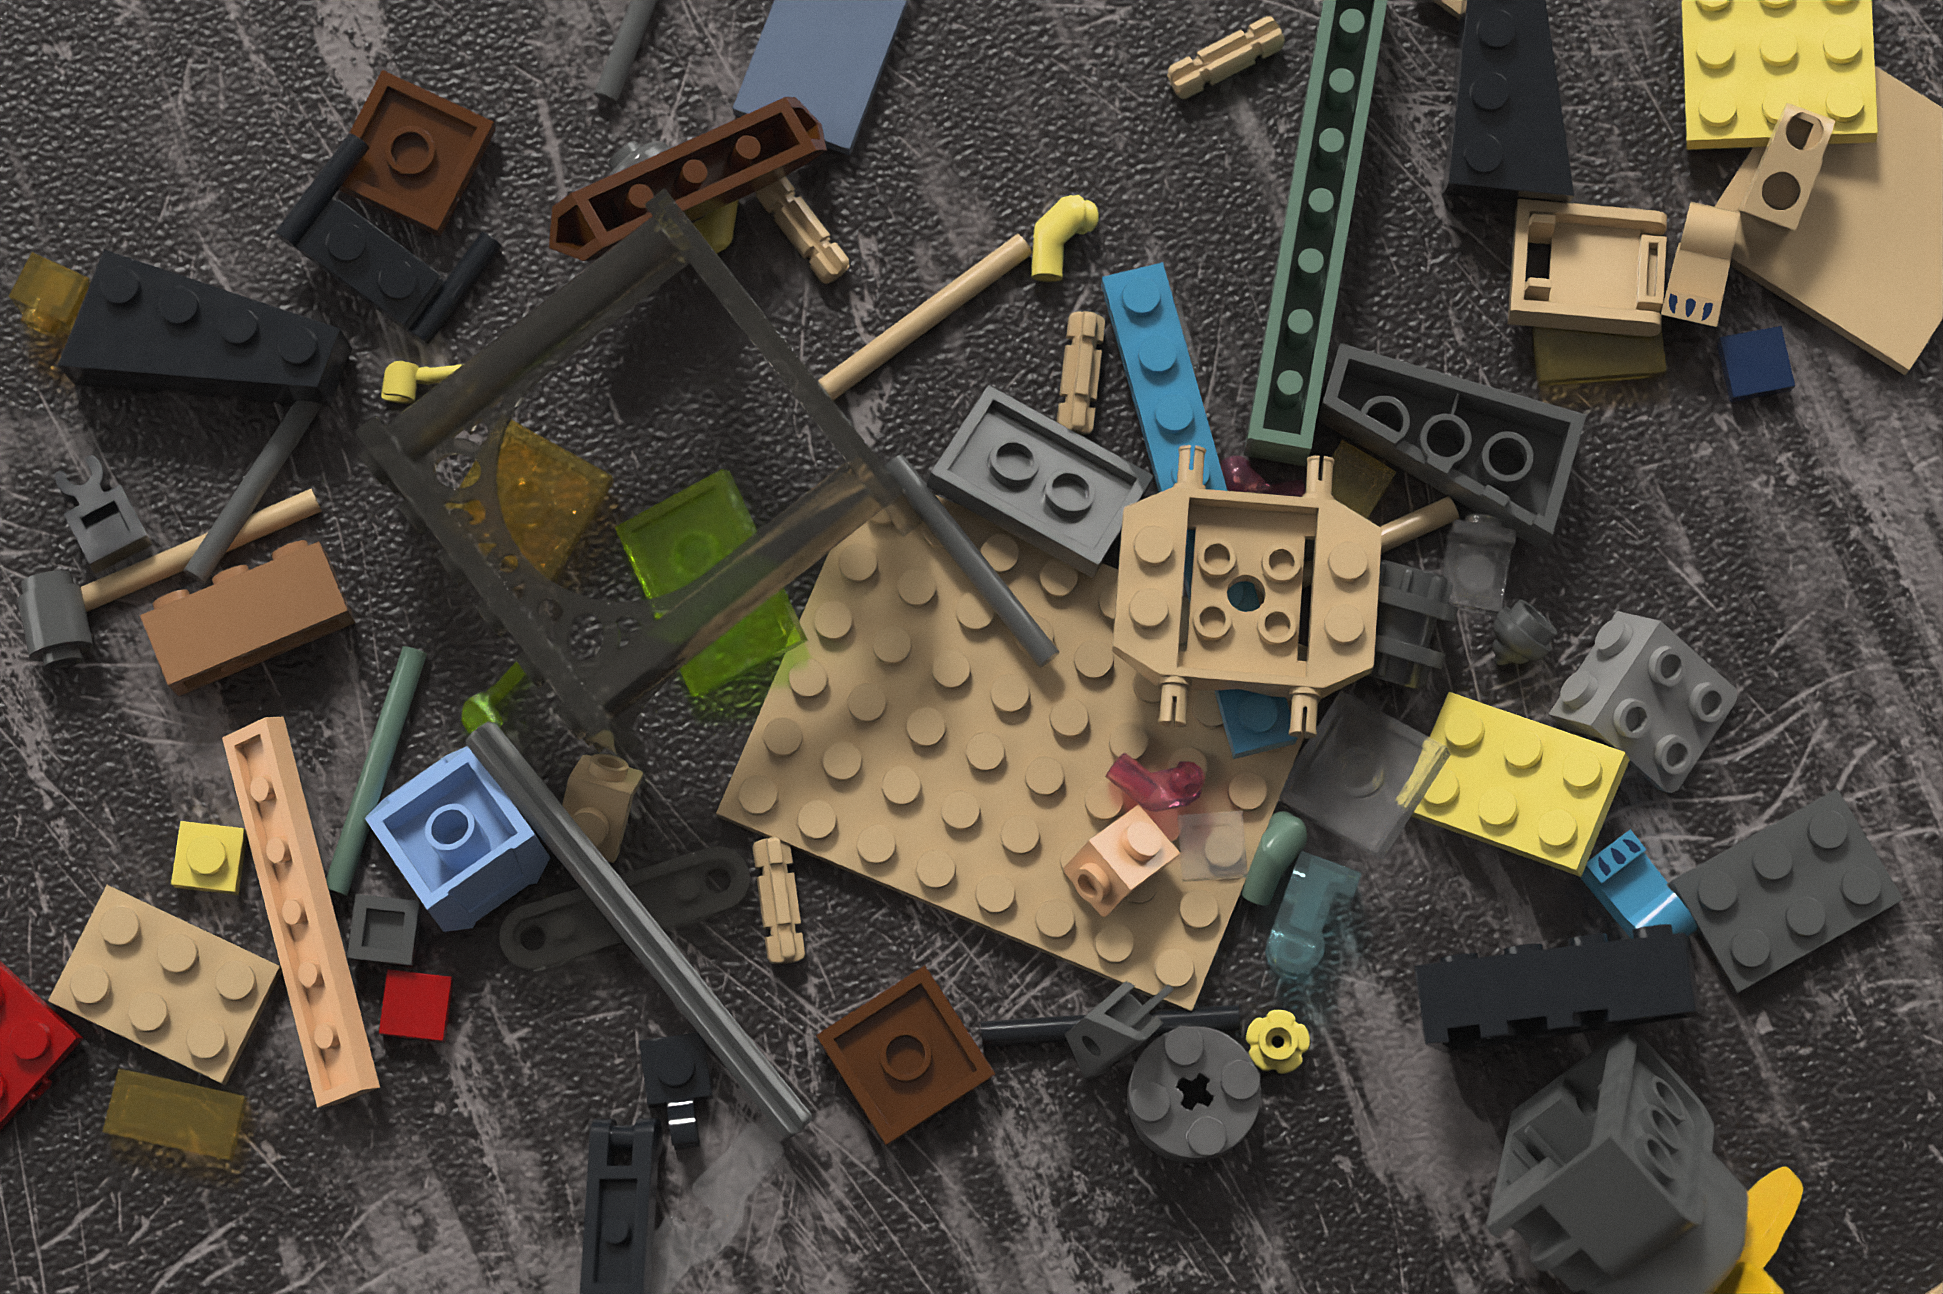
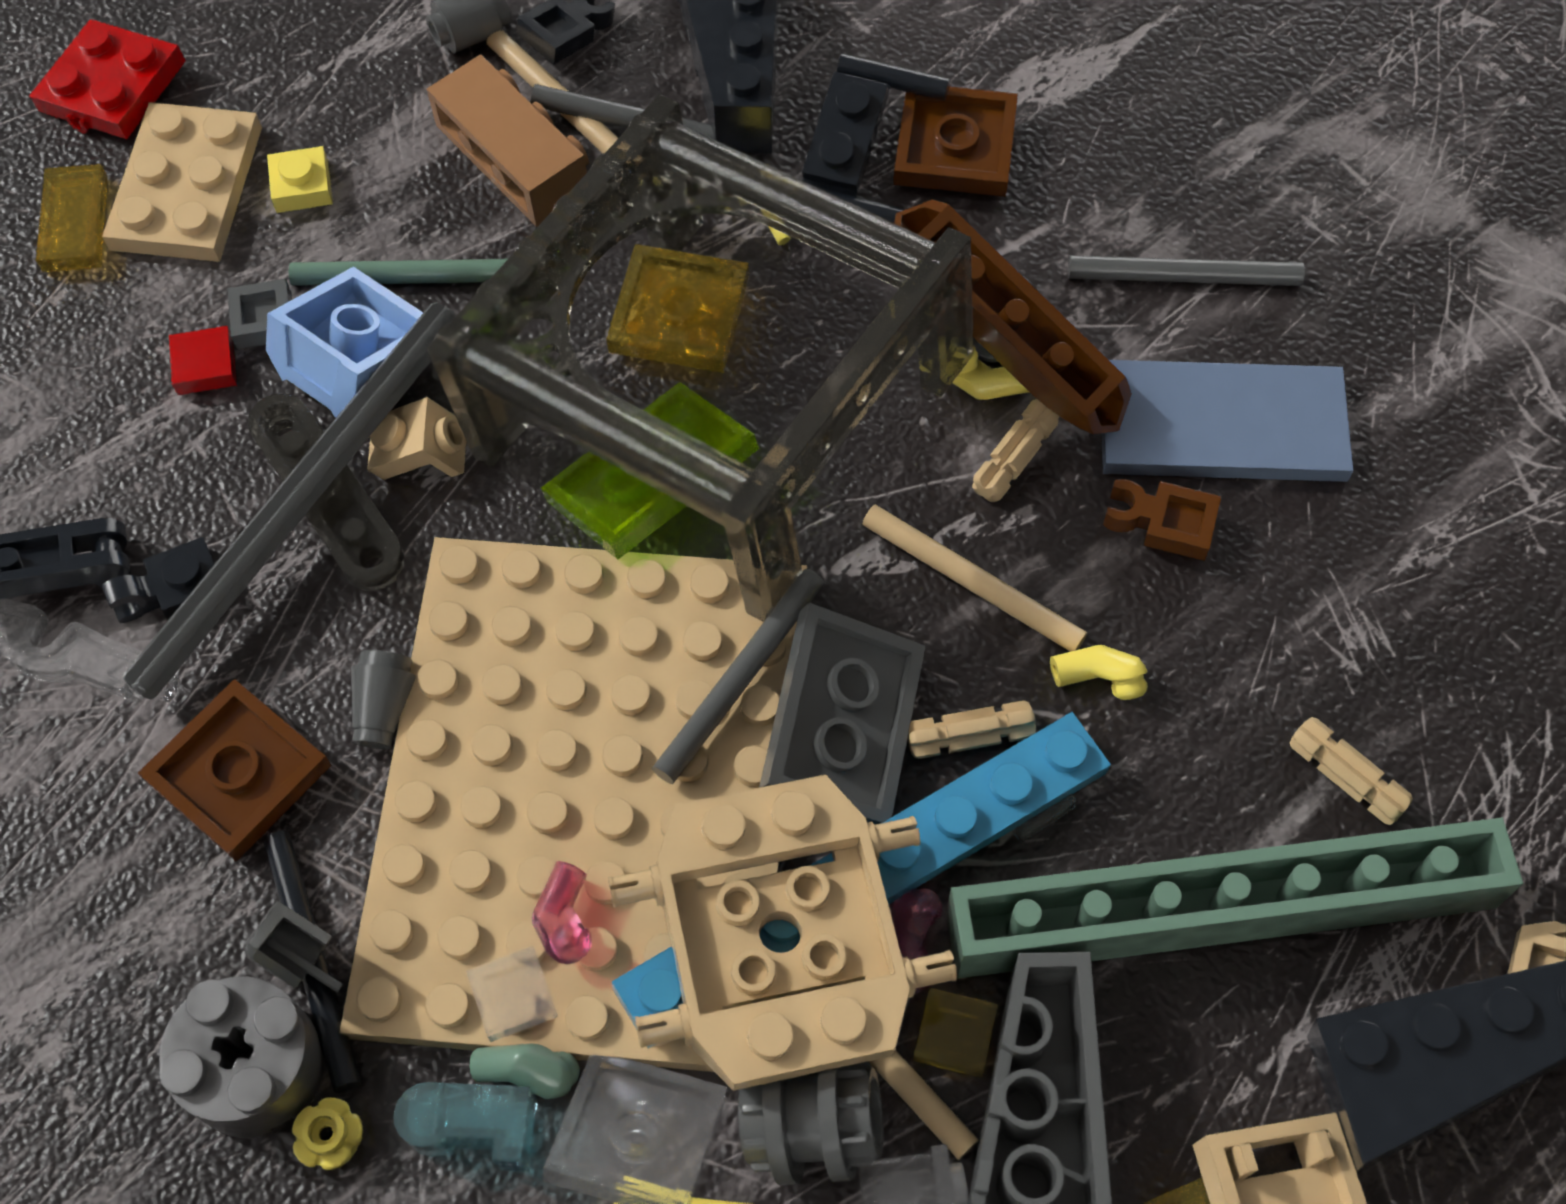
camera: 75 degrees right, 15 degrees down
(300, 912) = (243, 259): light nougat plate -> none
(778, 901) = (364, 616): tan axle -> none
(874, 904) = (379, 696): none -> dark grey cone
(930, 109) = (1175, 518): none -> reddish brown plate
(1120, 860) = (471, 902): light nougat bracket -> none

